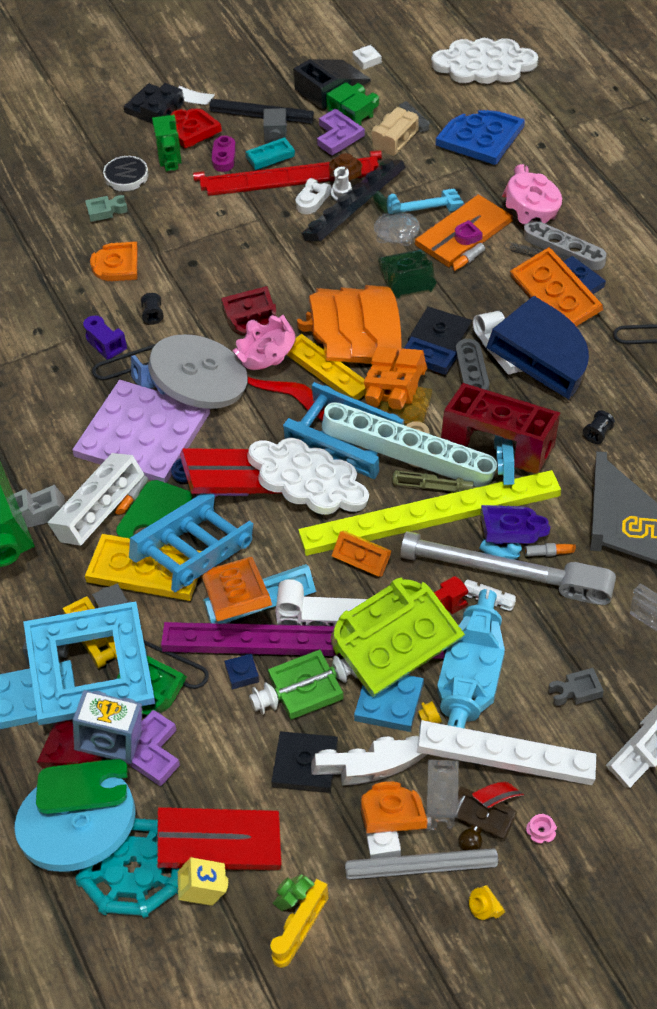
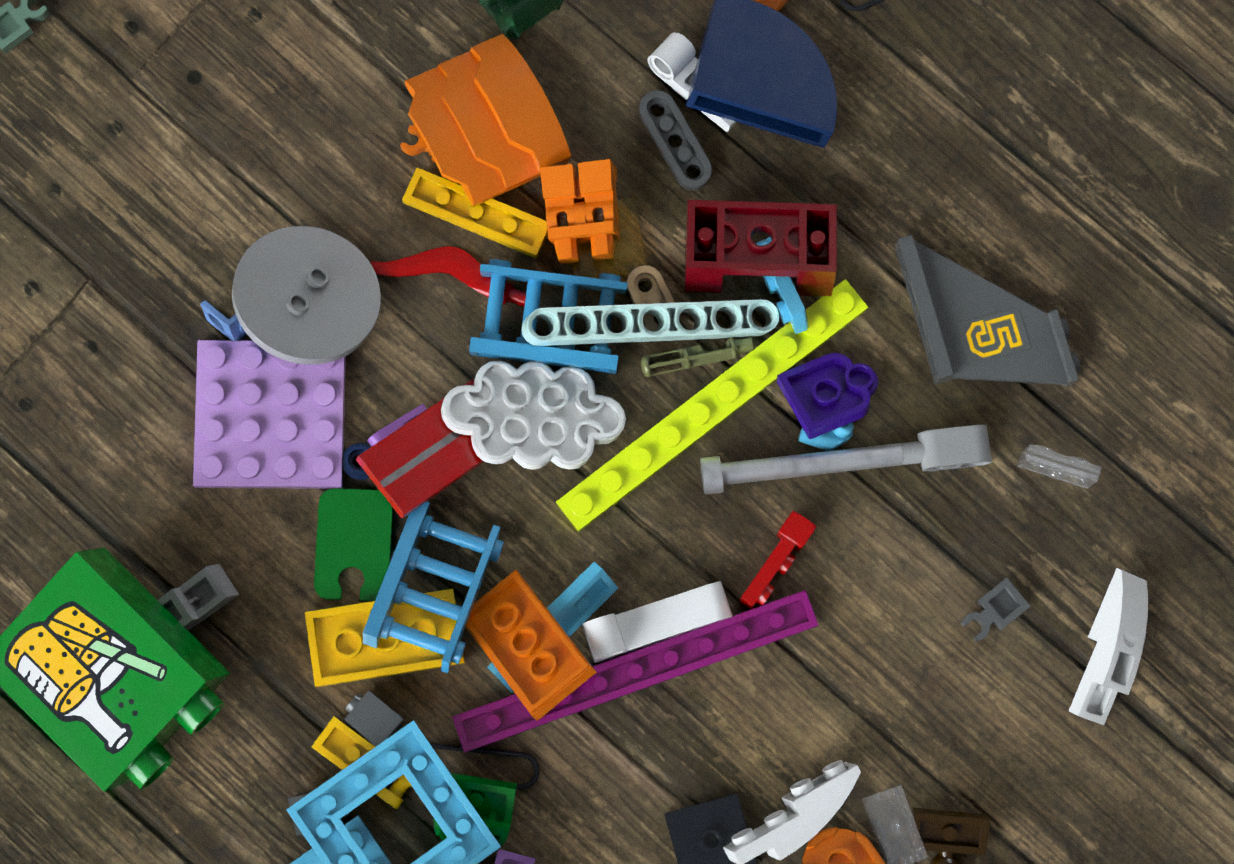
camera: 25 degrees left, 30 degrees up
(96, 499) = (278, 577): white brick -> none
(102, 338) = (135, 274): dark purple leg -> none
(116, 262) = (81, 118): orange tile -> none
(117, 358) = (182, 285): black piece -> none
(131, 496) = (308, 526): piece -> none
(151, 304) = (181, 194): black bush -> none
(241, 671) = (577, 742): dark blue plate -> none
(248, 306) = (325, 149): dark red slope -> none
(266, 346) = (357, 207): bright pink plate -> none
(303, 685) = (666, 734): bright green plate -> none
(361, 553) = (654, 511): orange plate -> none
(393, 706) = (774, 712): dark azure plate -> none
(394, 633) = (753, 635): lime plate -> none
(429, 713) = (834, 718): yellow plate -> none
(436, 357) = (606, 138): dark blue plate -> none
(441, 328) = (603, 85): black plate -> none
(472, 664) = (858, 630): medium azure plate -> none
(496, 793) = (958, 801): red sticker -> none
(506, 600) = (837, 509): white axle -> none
(506, 753) = (948, 743): white plate -> none
(541, 821) = (1032, 822): bright pink plate -> none
(549, 549) = (887, 408): light grey piece -> none
(599, 427) = (881, 183): black bush -> none

